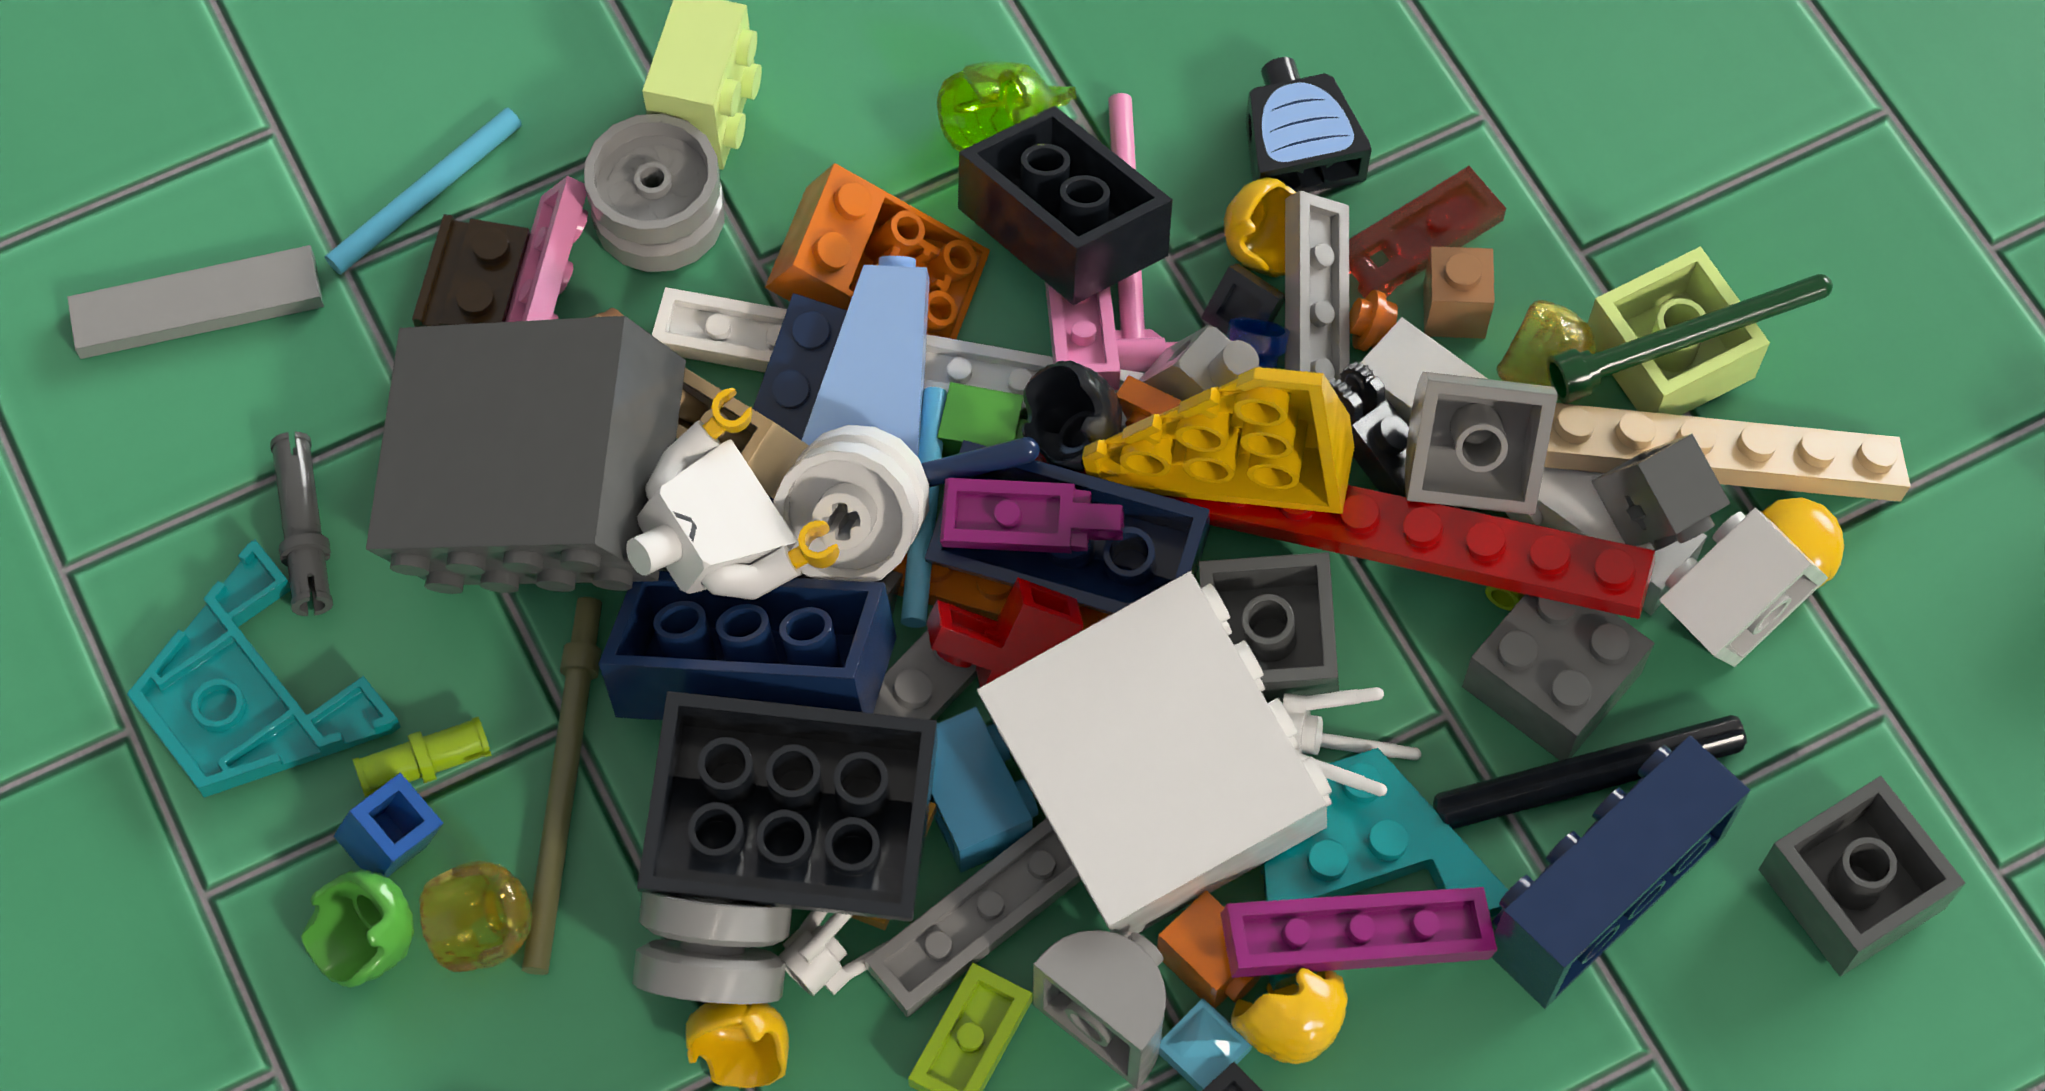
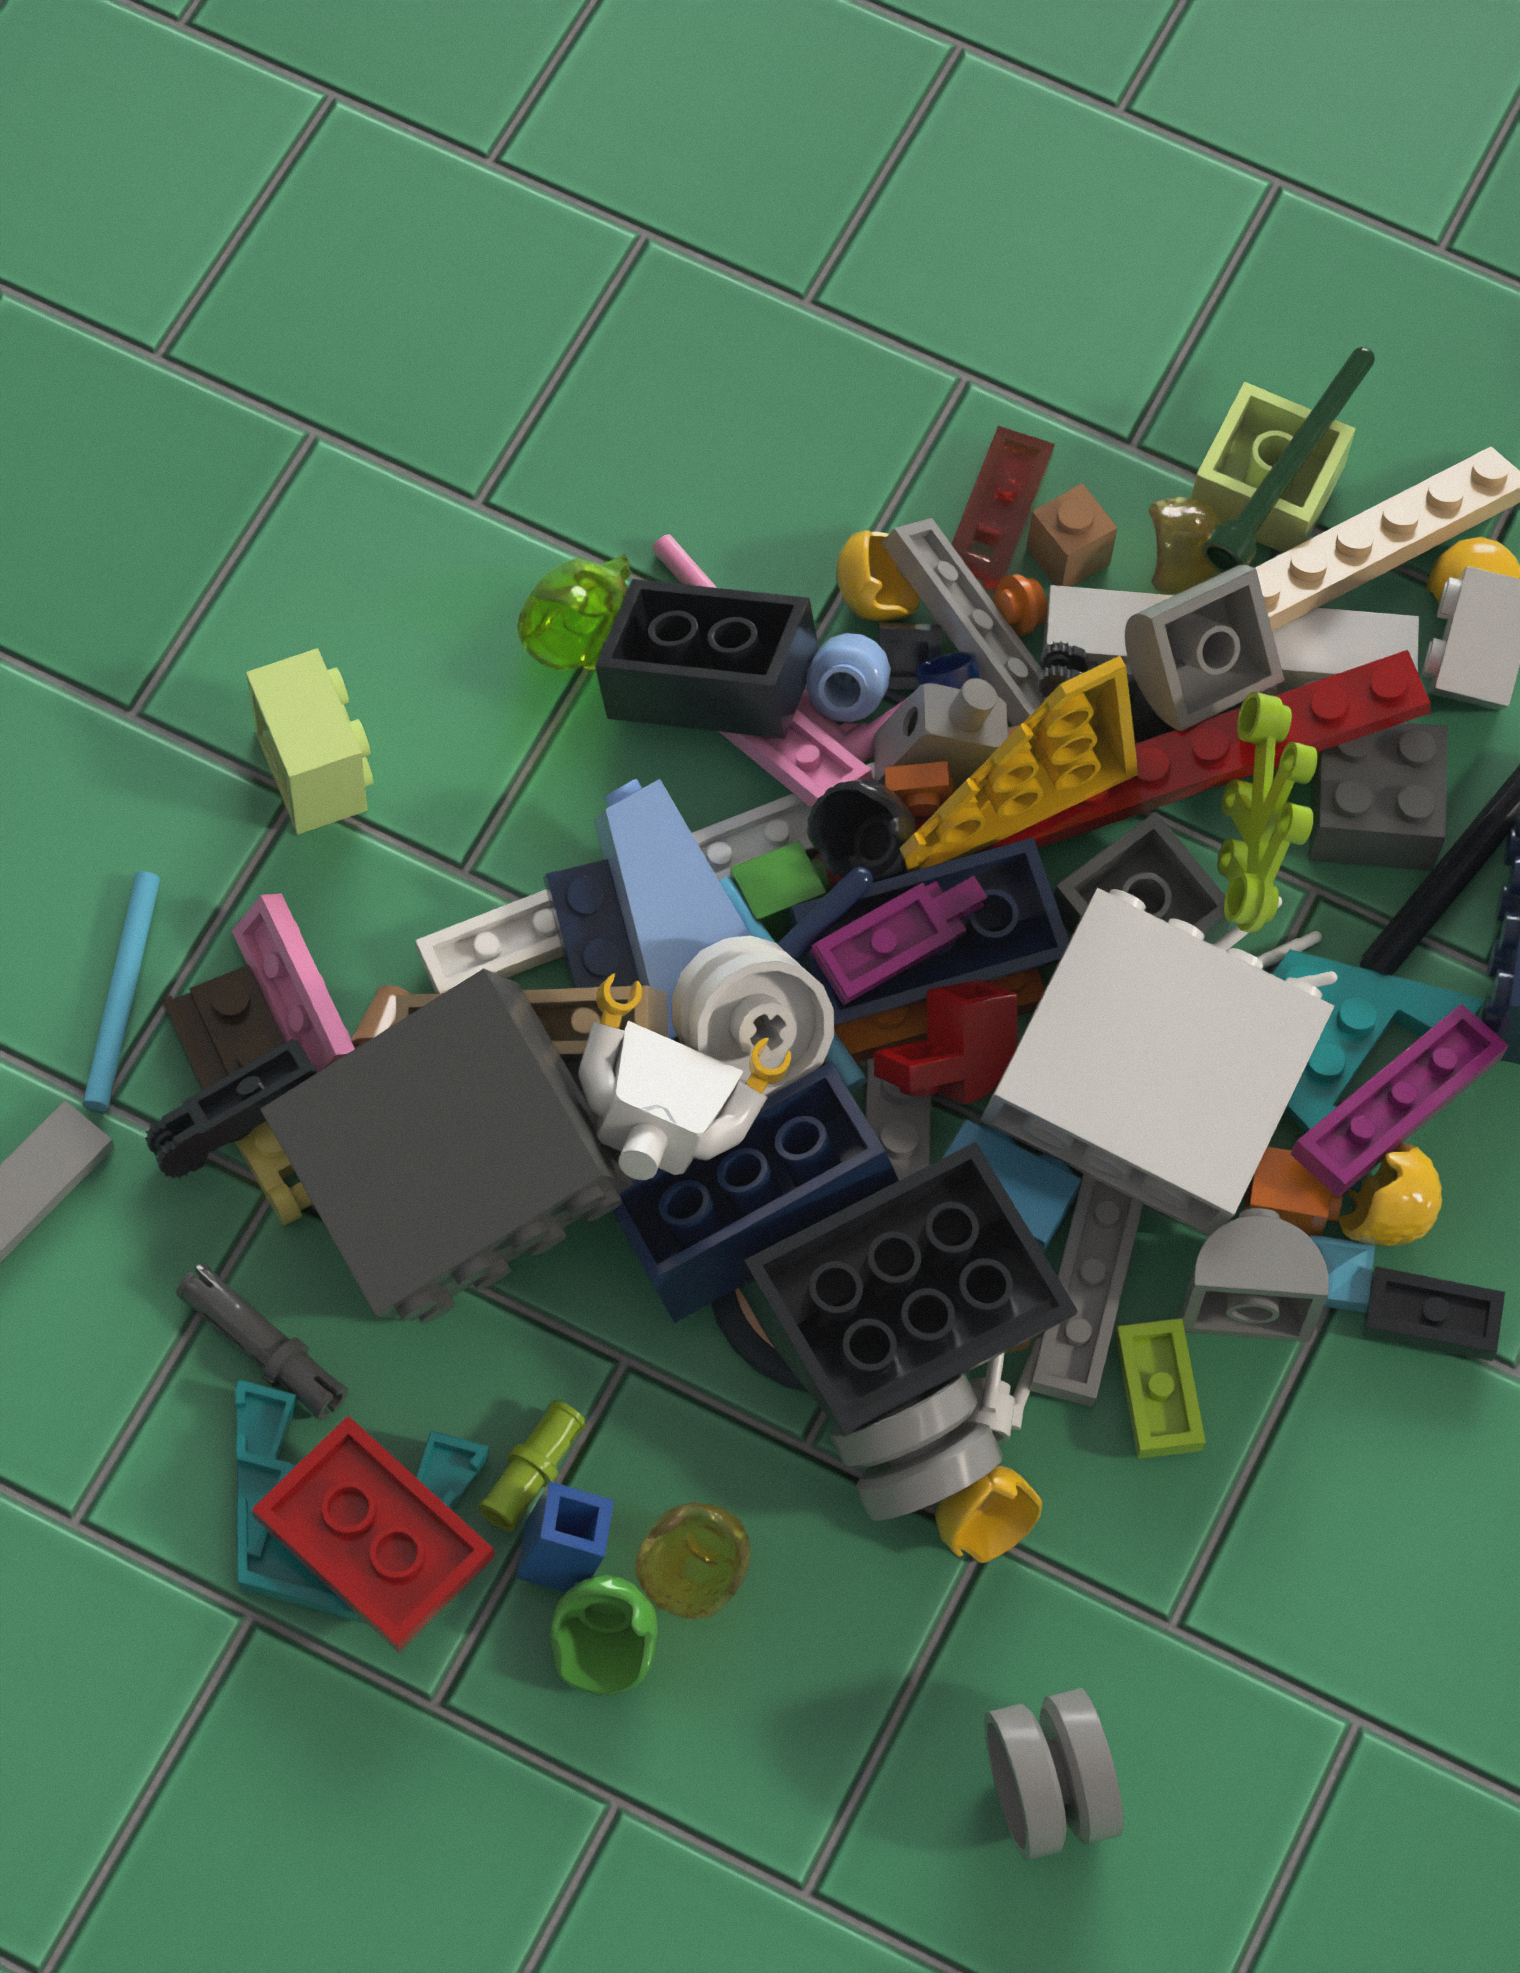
camera: 40 degrees left, 0 degrees up
(244, 724) = (373, 1533): none -> red plate
(378, 323) = (226, 1109): none -> black hinge
(579, 667) = (600, 1304): olive bar -> none
(654, 192) = (344, 863): light grey wheel -> none
(851, 225) = (542, 799): orange slope -> none
(1174, 291) = (848, 677): none -> light blue head
(1304, 131) = (839, 479): torso -> none
(1411, 623) = (1260, 809): none -> lime plant
(1662, 494) = (1380, 600): dark grey brick -> none

